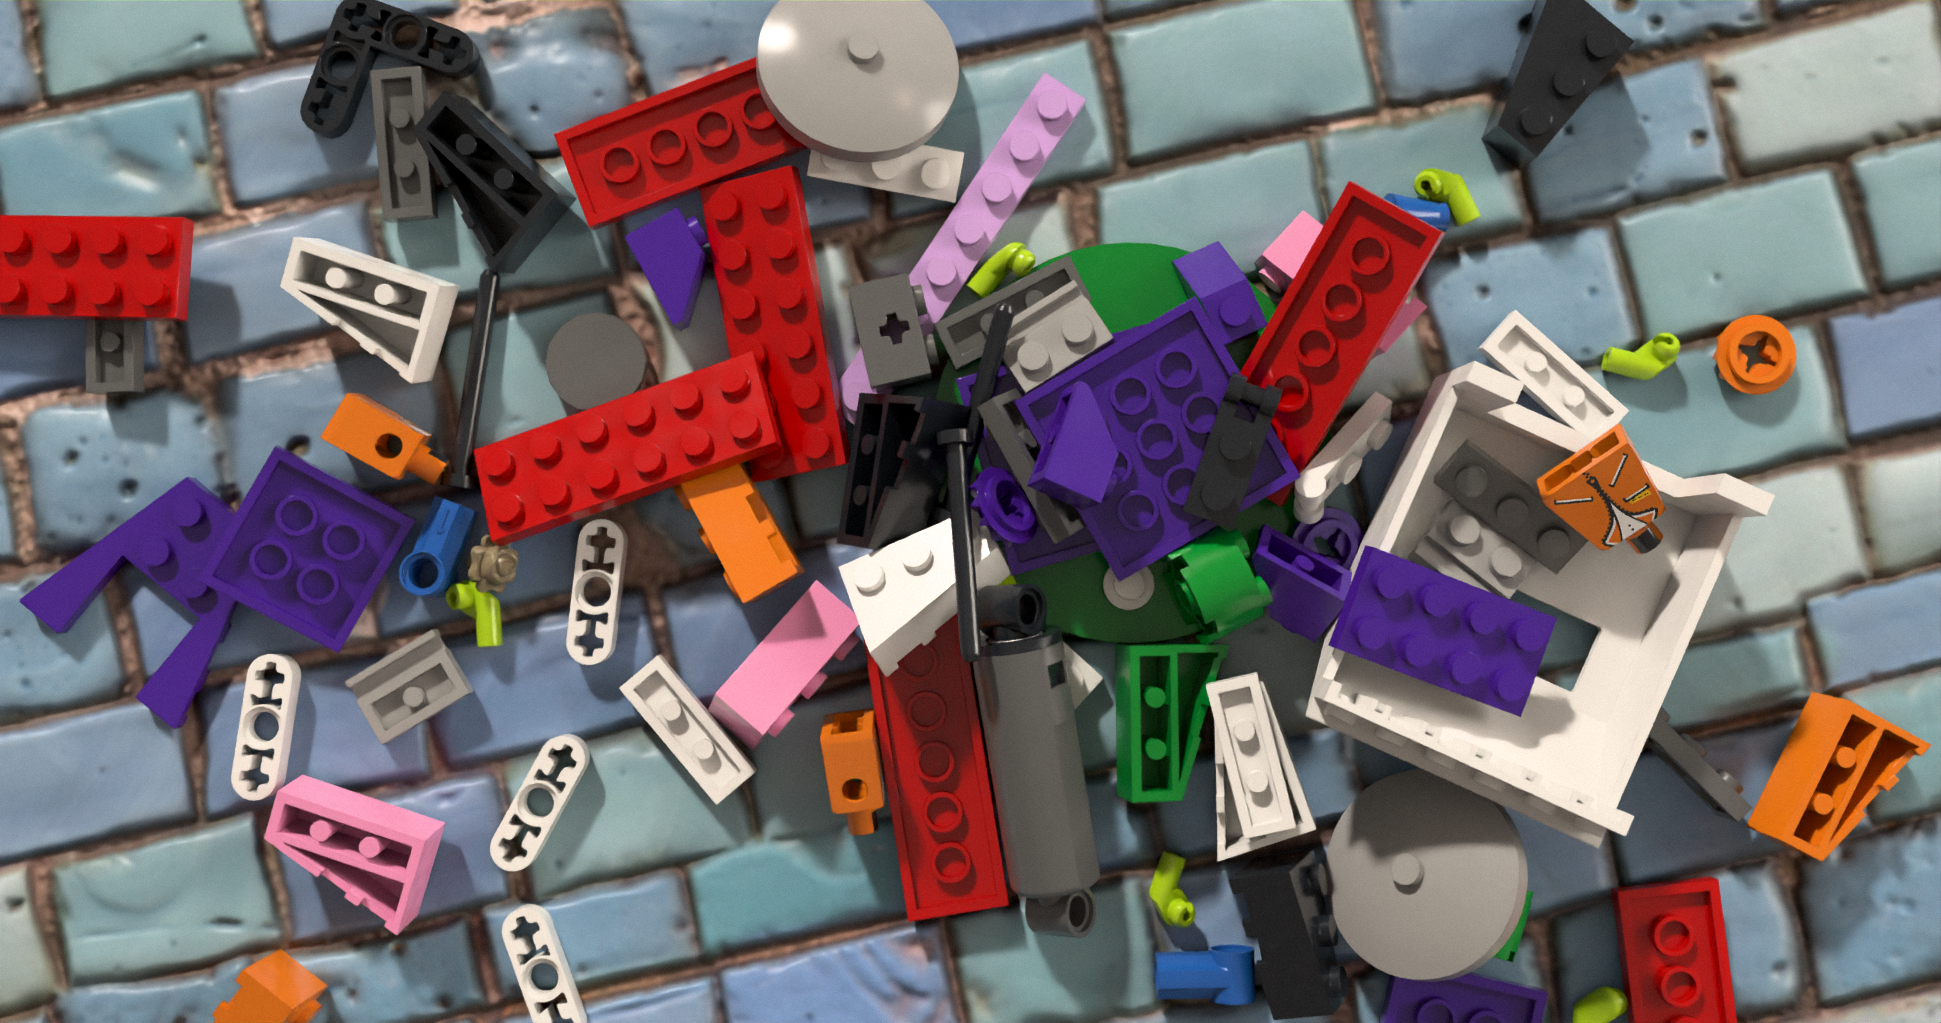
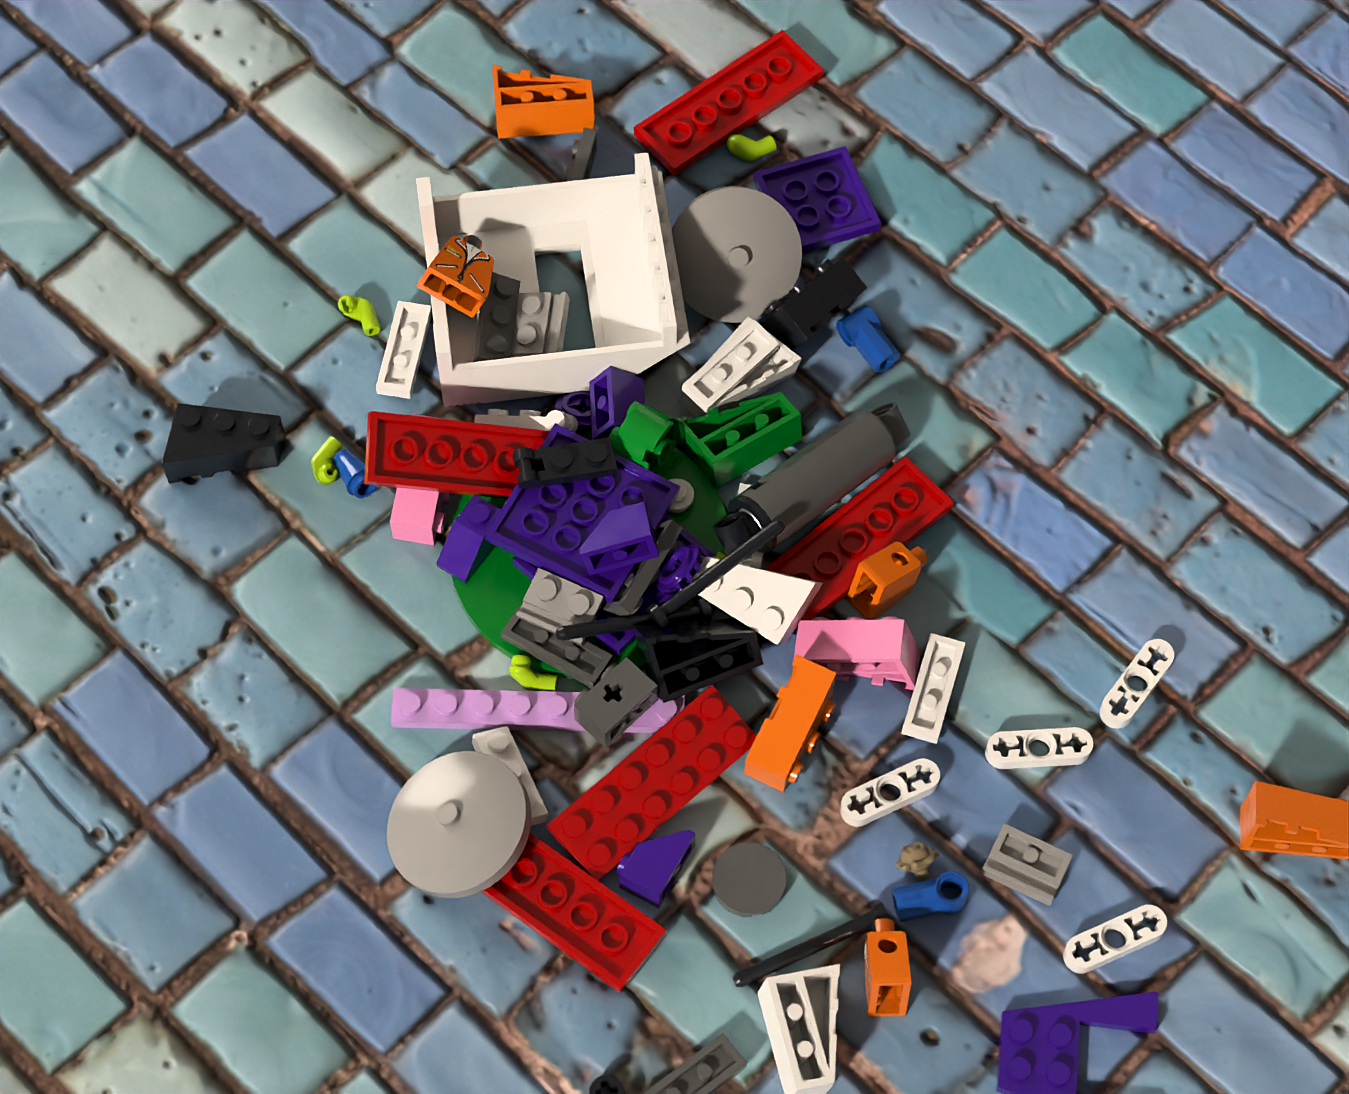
camera: 120 degrees left, 25 degrees down
(306, 549) = (987, 974): dark purple plate -> none
(359, 844) = (1139, 826): bright pink wedge -> none
(481, 607) = (949, 851): lime arm -> none
(494, 181) = (674, 1002): black wedge -> none
(626, 449) = (791, 816): red plate -> none
(1168, 895) = (839, 383): lime arm -> none
(1442, 631) = (595, 305): dark purple plate -> none
(1775, 347) = (309, 256): orange gear -> none

